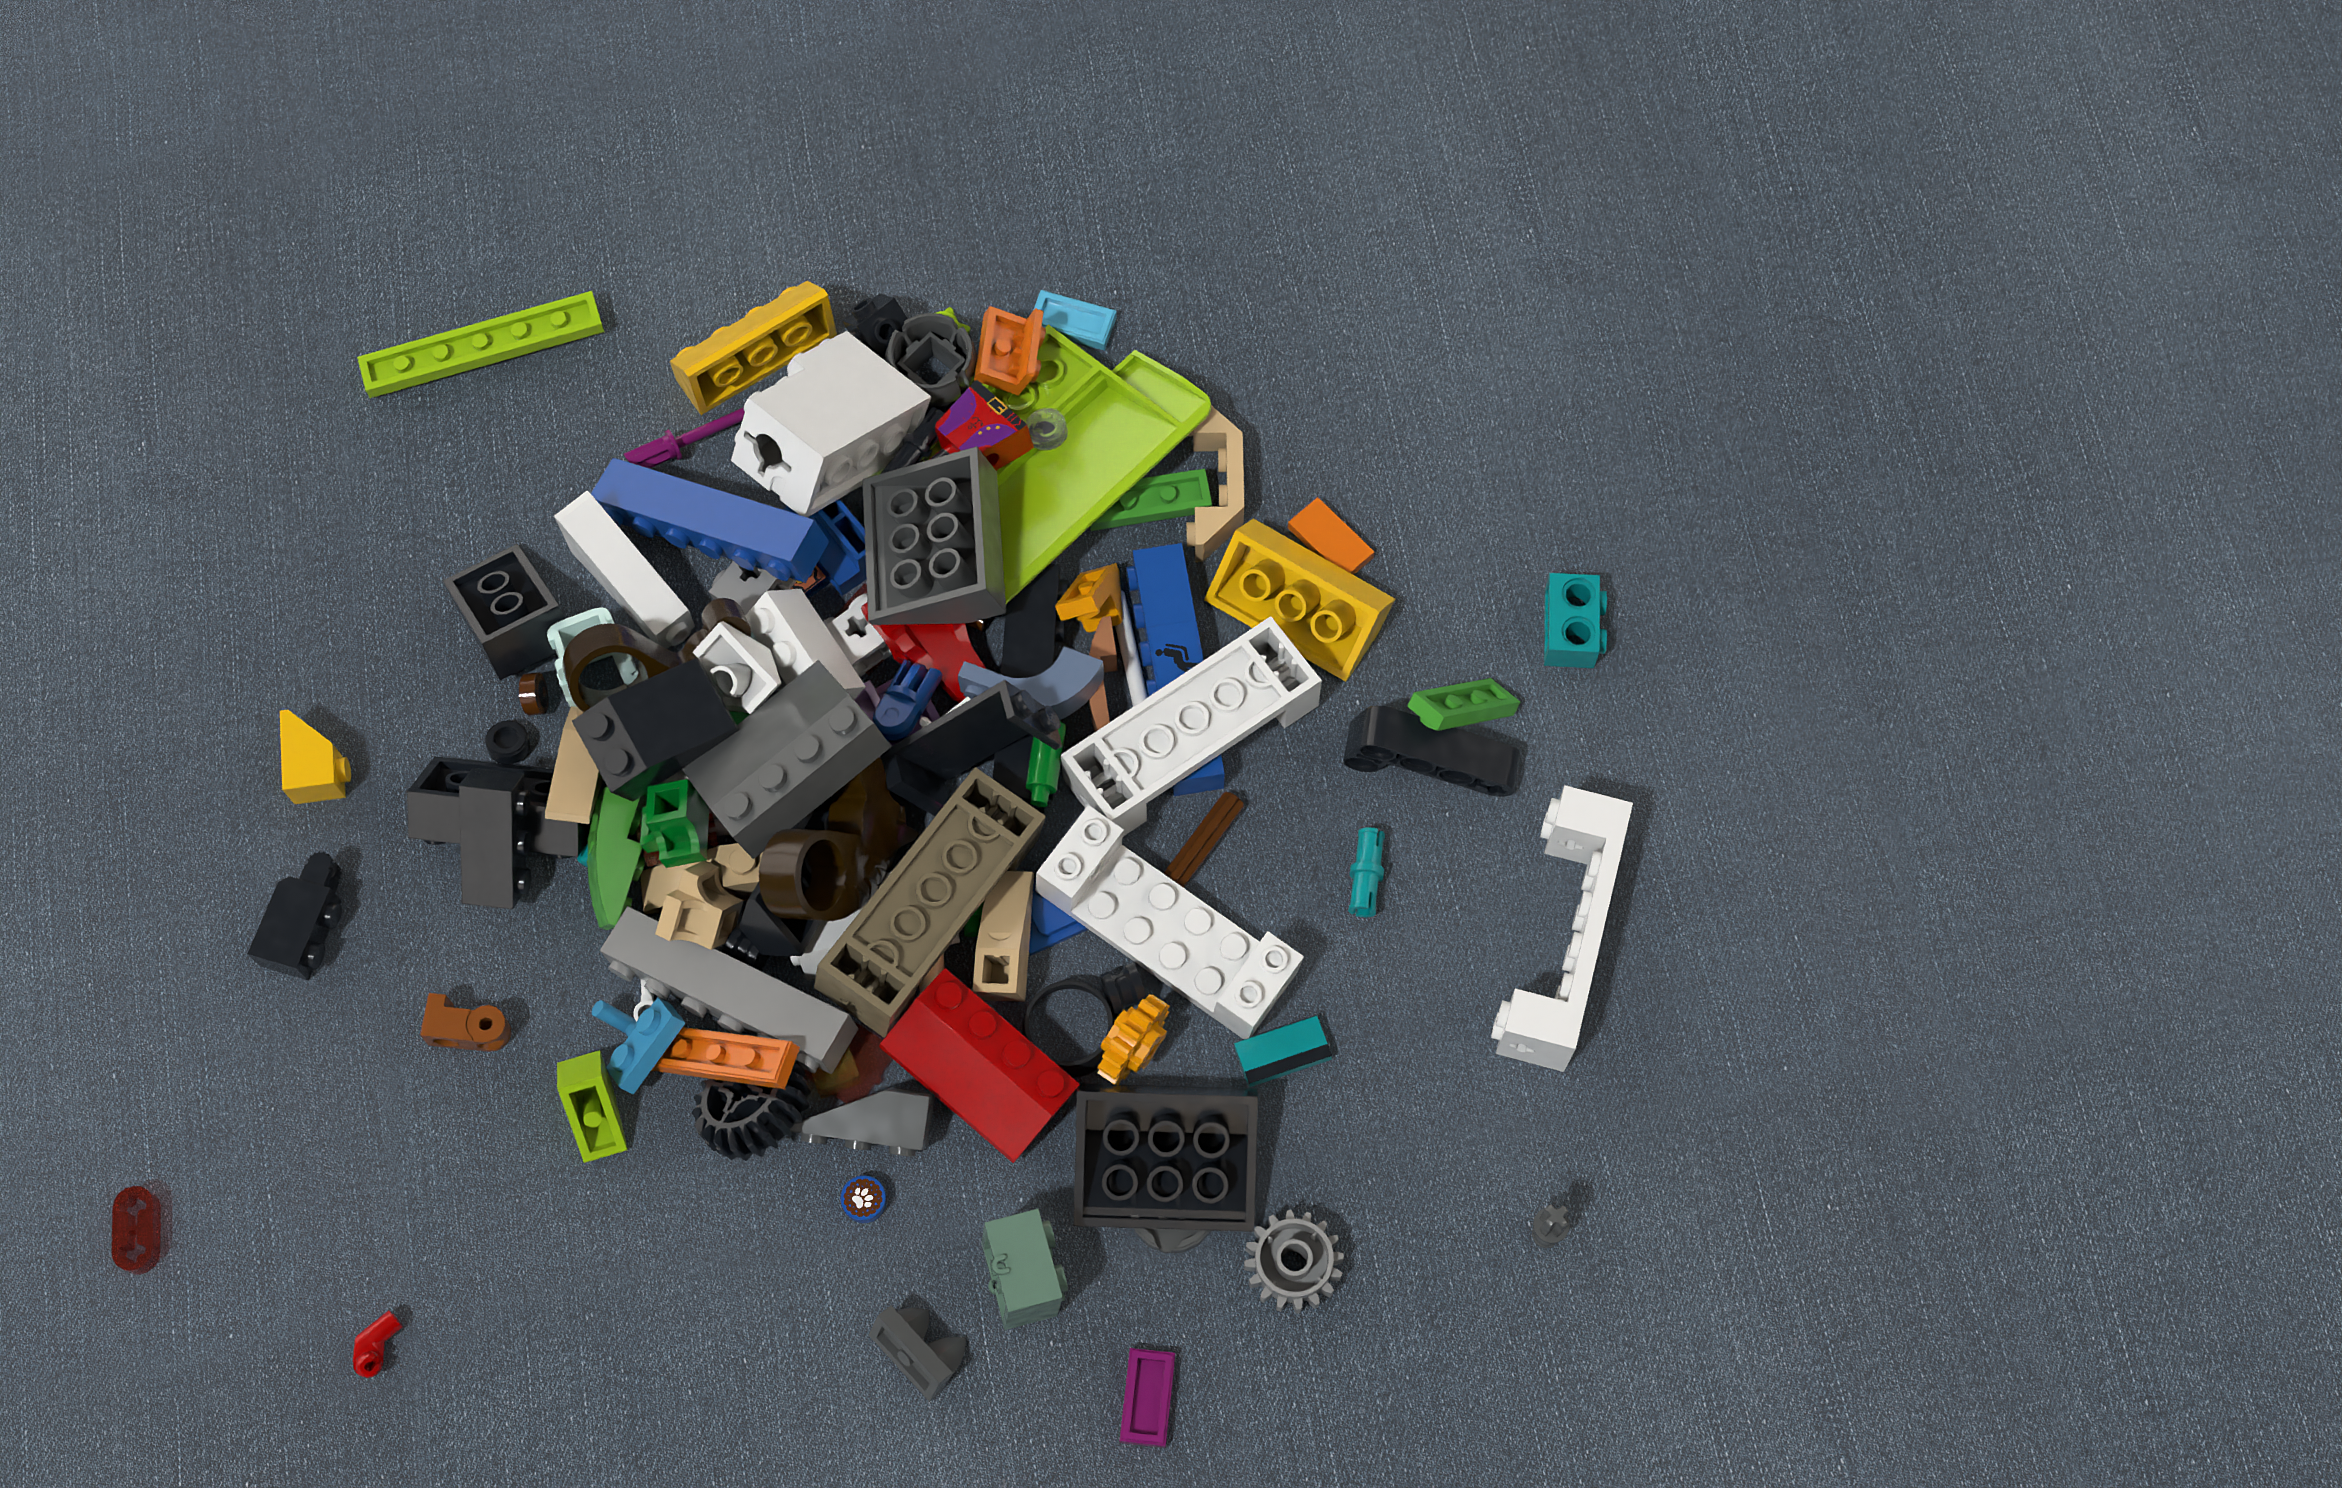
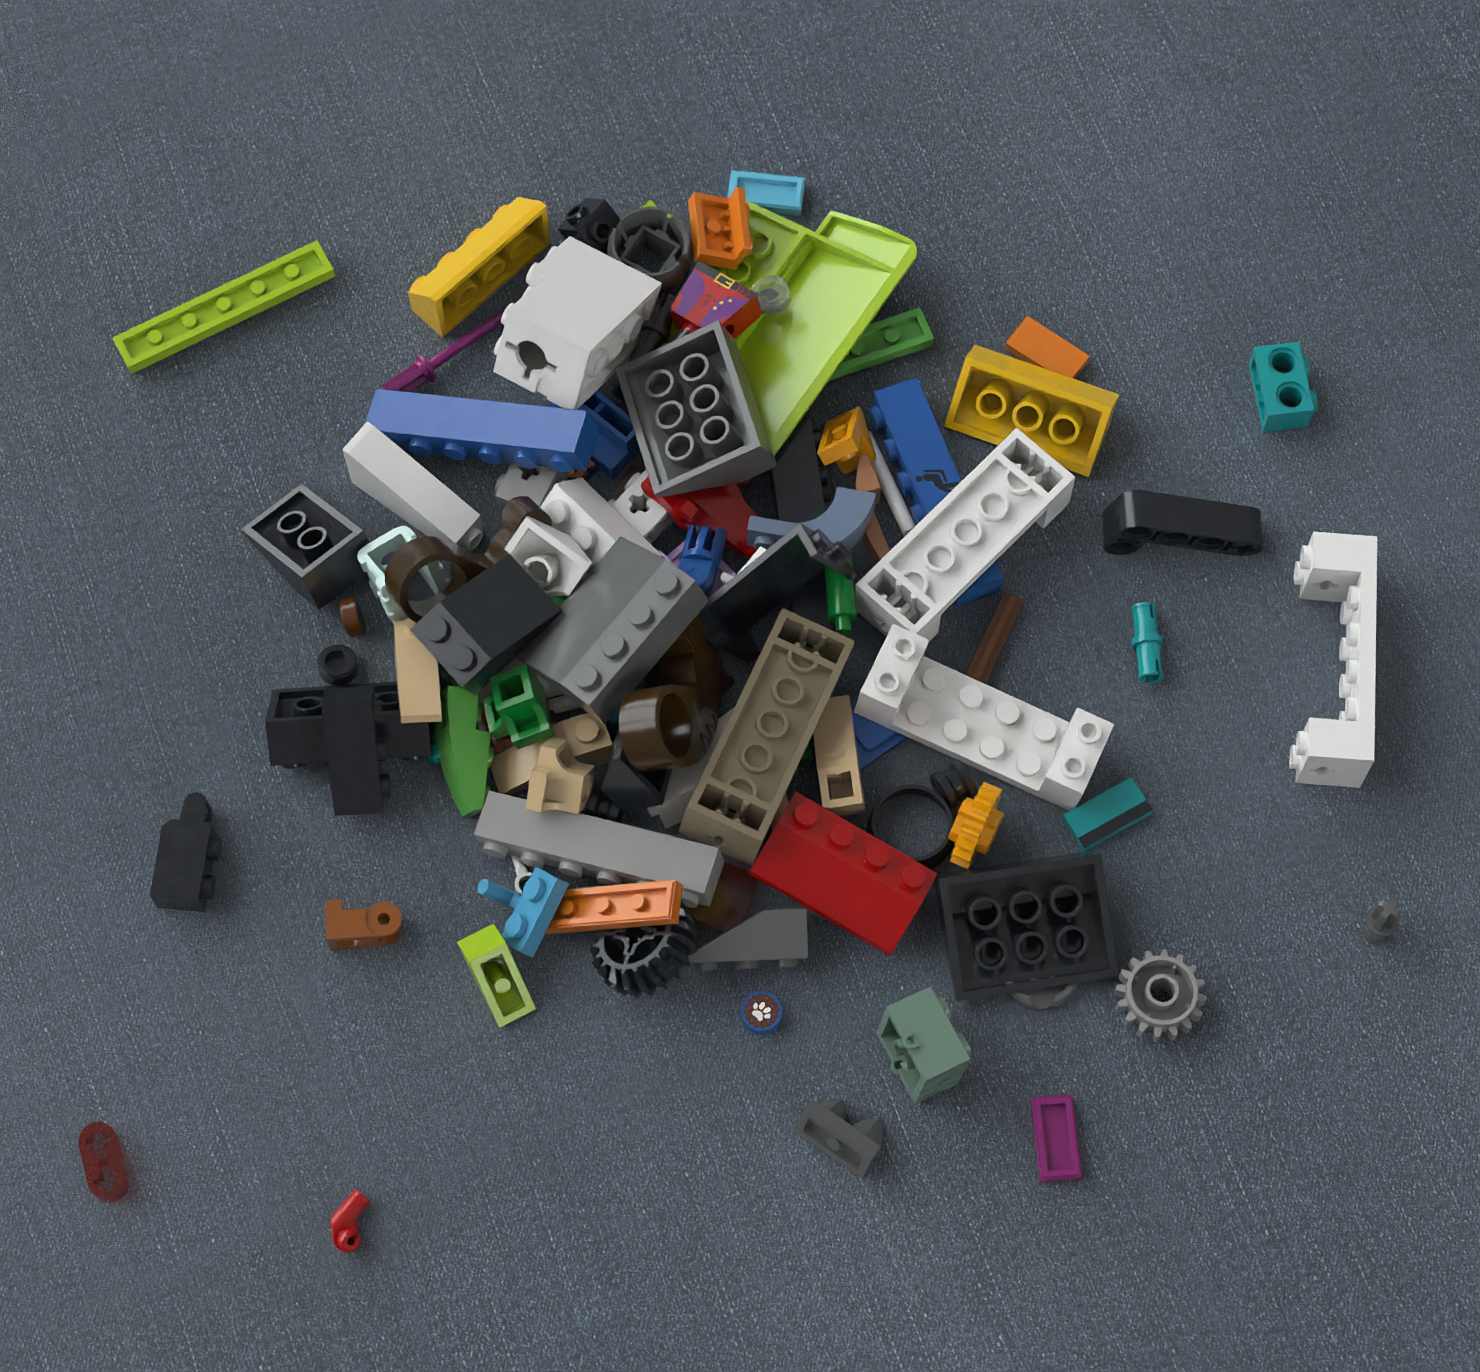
camera: 10 degrees left, 0 degrees up
(310, 763) = (162, 714): yellow slope -> none
(1217, 524) = (939, 355): tan slope -> none
(1463, 704) = (1203, 477): bright green plate -> none

